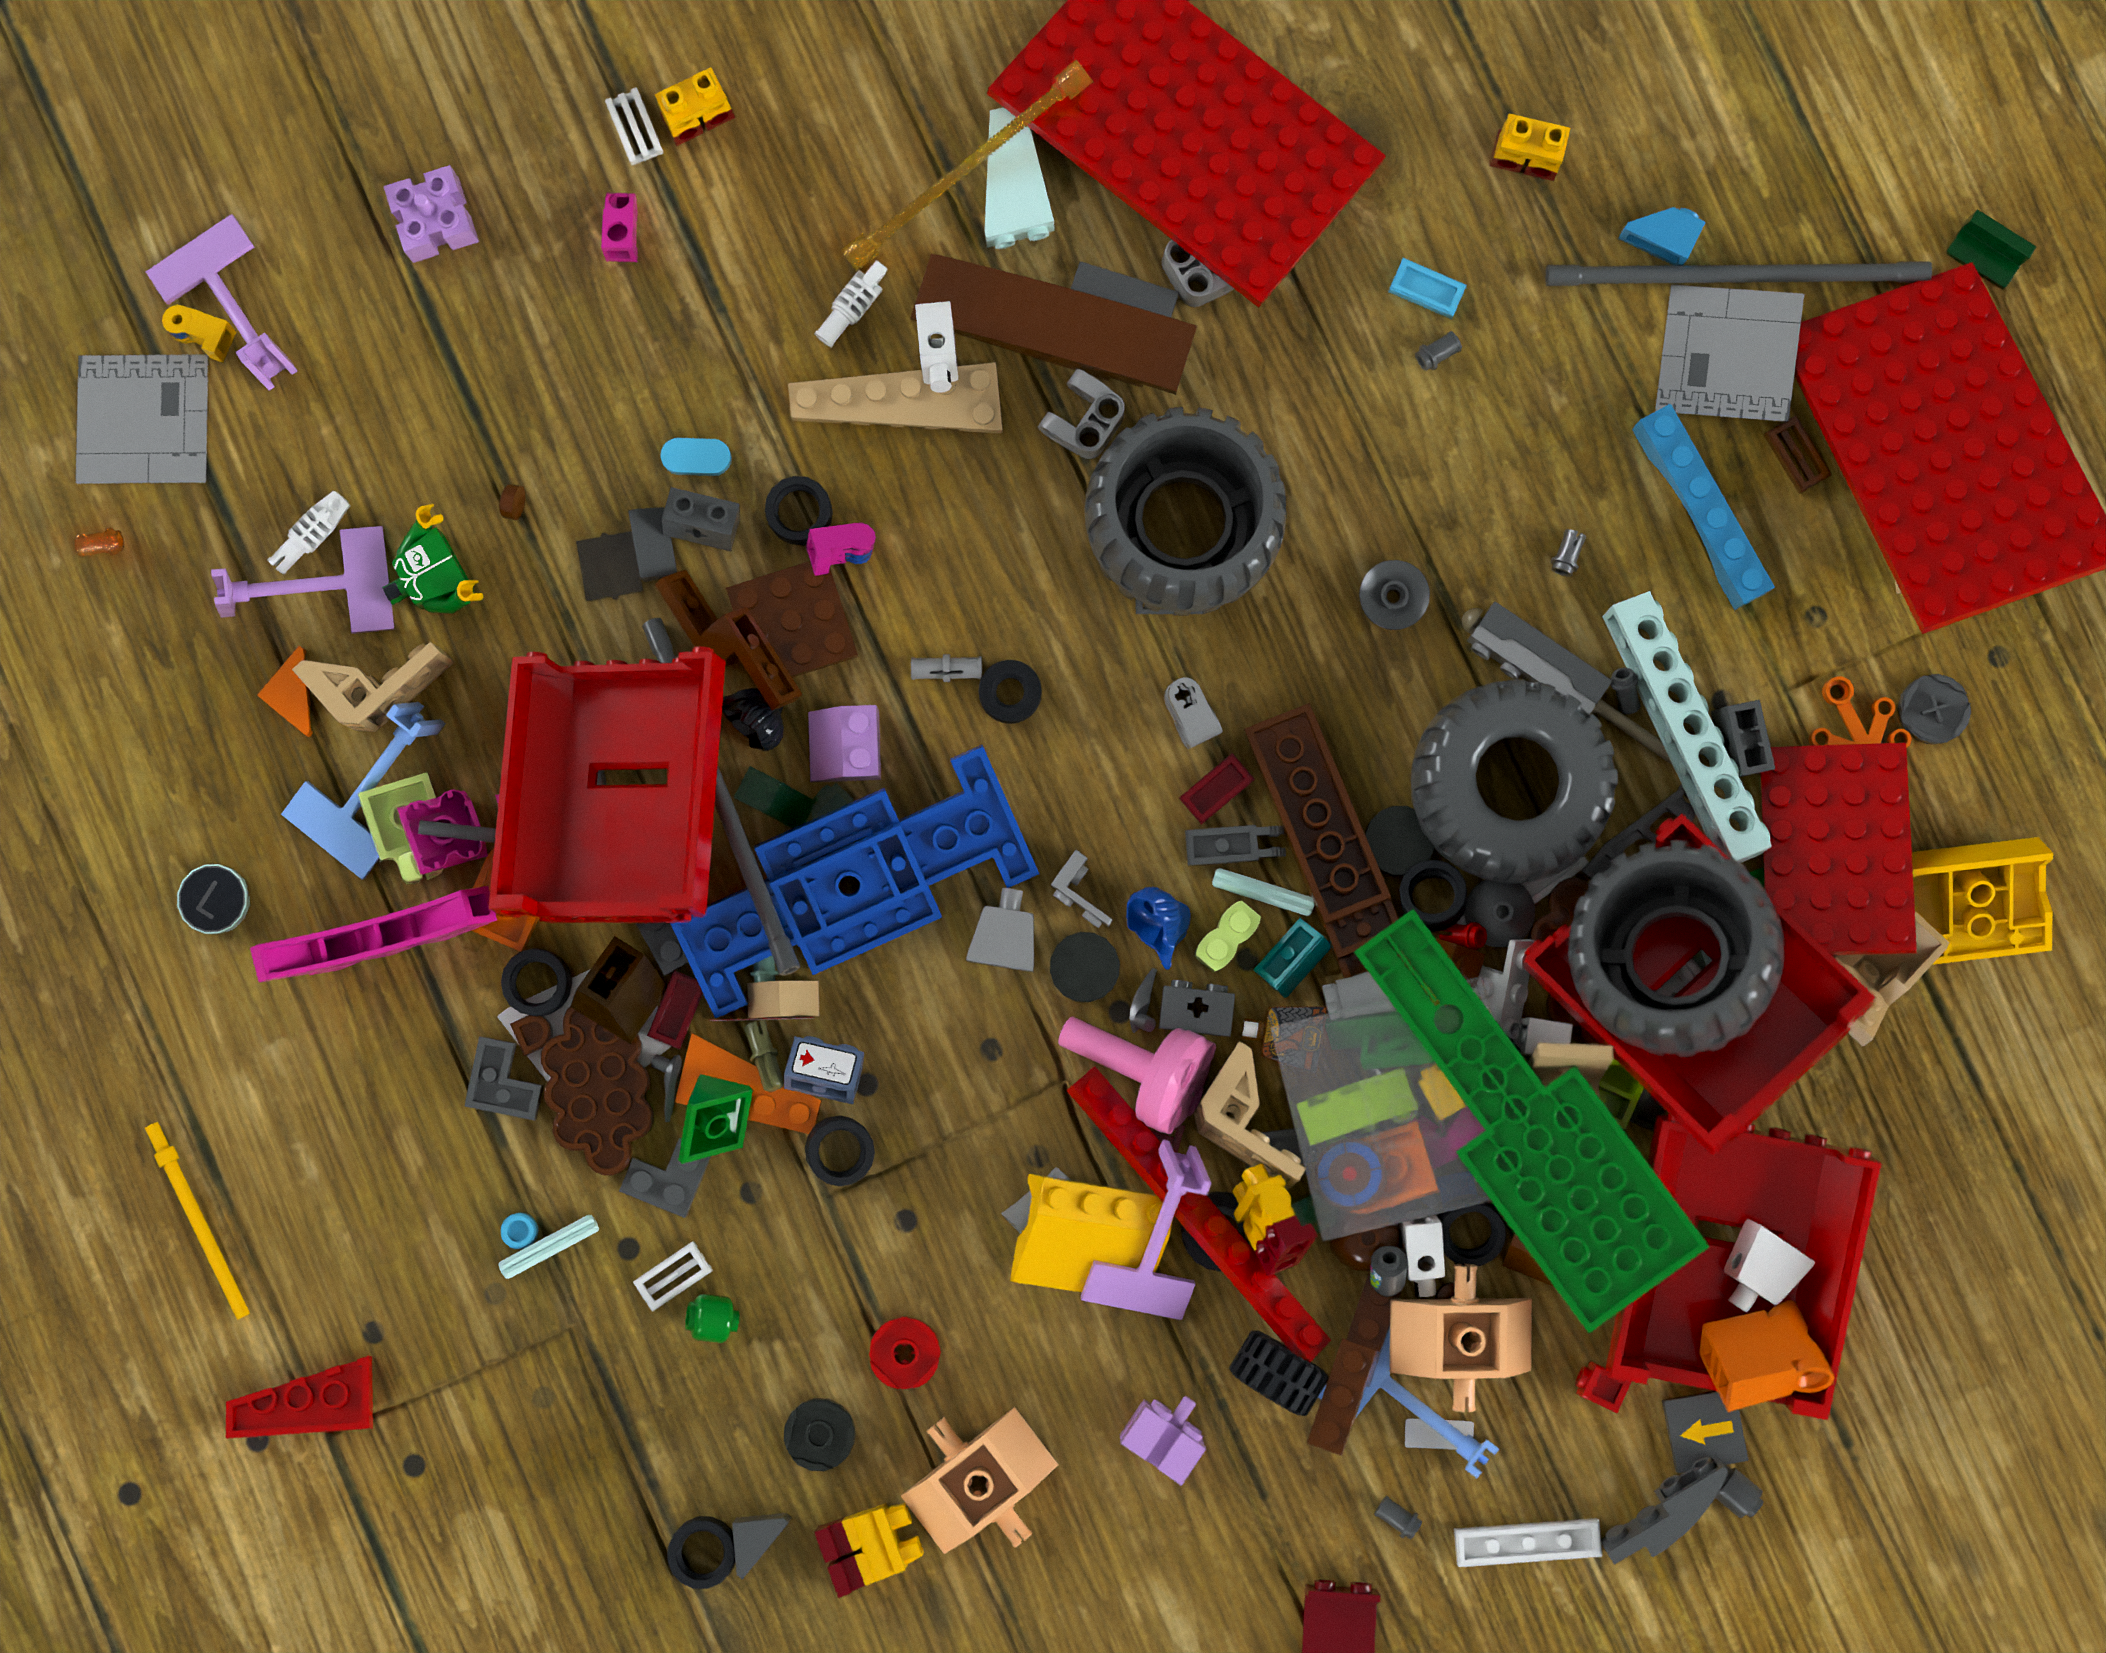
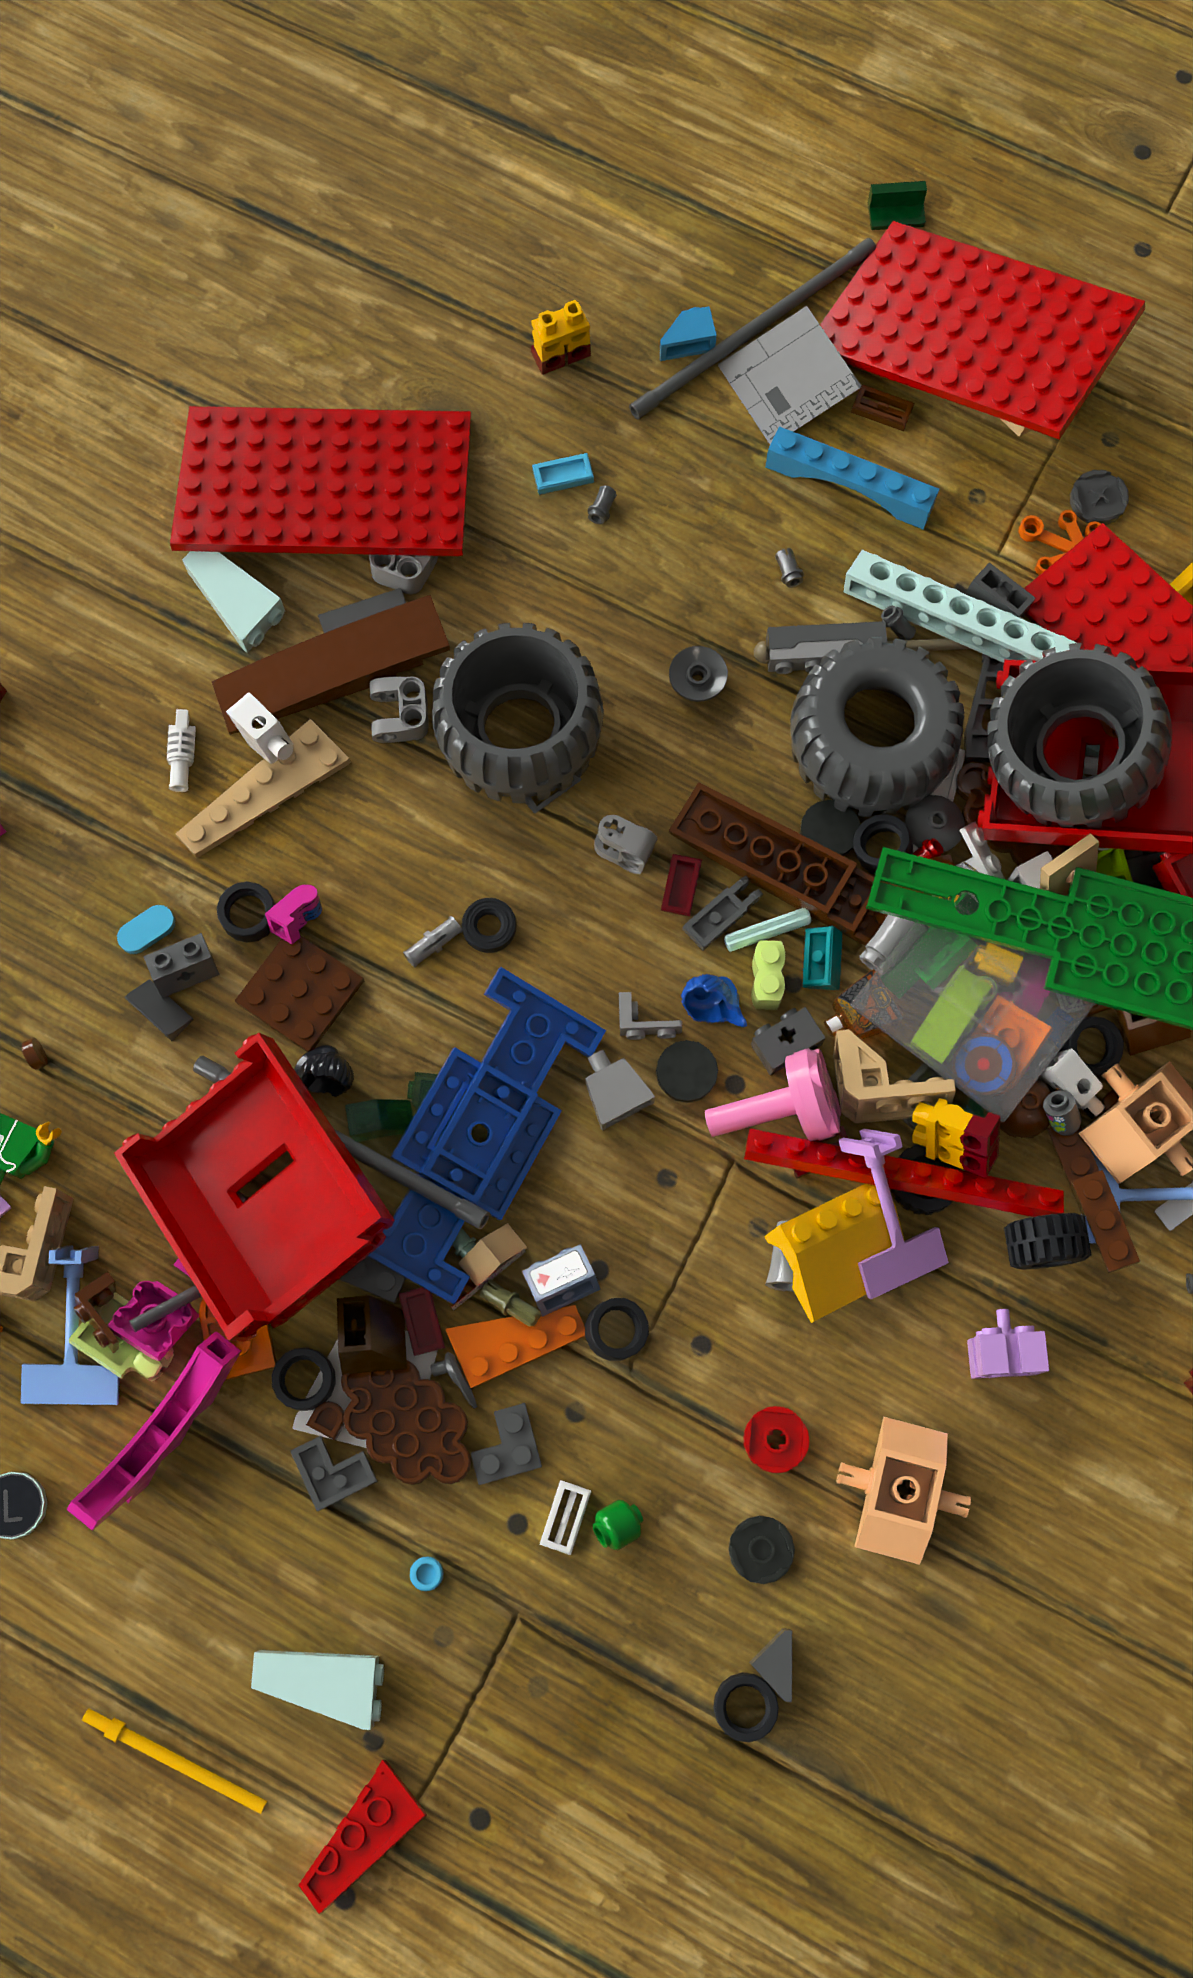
camera: 40 degrees left, 10 degrees down
(365, 1254) = (323, 1682): none -> light aqua slope
(413, 773) = (97, 1293): none -> reddish brown bracket
(548, 1246) = (457, 1568): light aqua axle -> none
(609, 566) = (139, 1048): clear smoke piece -> none
(715, 1118) = (510, 1373): green slope -> none
(731, 638) = (267, 1020): reddish brown bracket -> none
(844, 744) = (400, 1044): lavender slope -> none
(879, 1542) = (861, 1592): yellow hips -> none
(1069, 83) = (224, 498): clear yellow hose -> none
(1140, 1005) = (744, 1065): flat silver bar -> none

